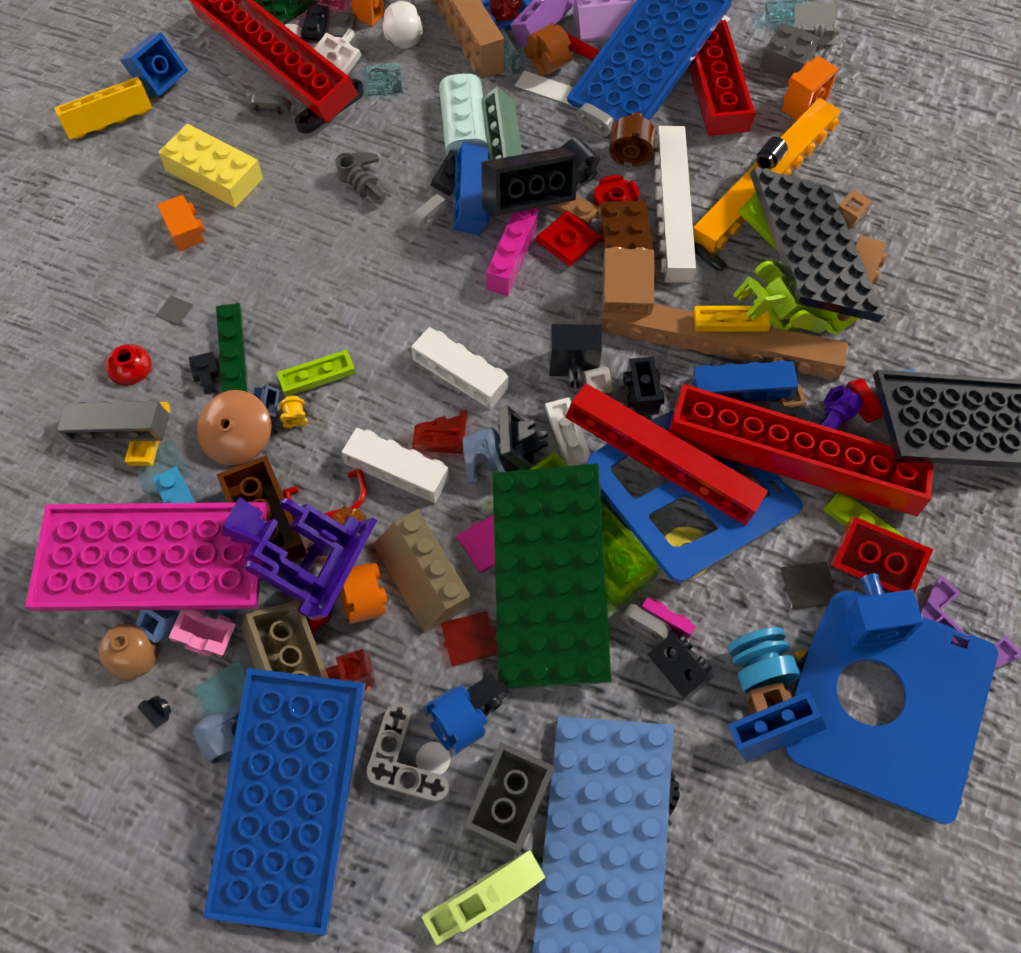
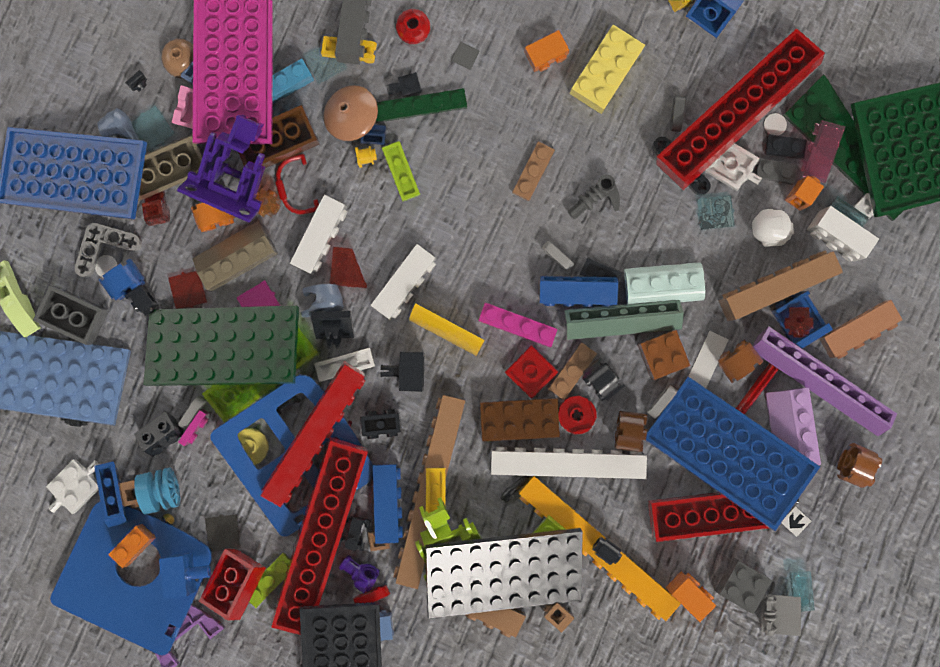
camera: 90 degrees right, 25 degrees up
(326, 239) = (533, 171): none -> medium nougat plate
(511, 56) = (752, 319): clear light blue plate -> none
(519, 316) = (446, 329): none -> yellow slope
(528, 181) = (565, 338): black brick -> none
(543, 116) = (663, 355): none -> dark orange brick
(599, 379) = (390, 389): white plate -> none
(628, 280) = (468, 416): medium nougat brick -> none
(770, 797) = (73, 486): none -> white plate
(849, 692) = (132, 546): none -> orange brick

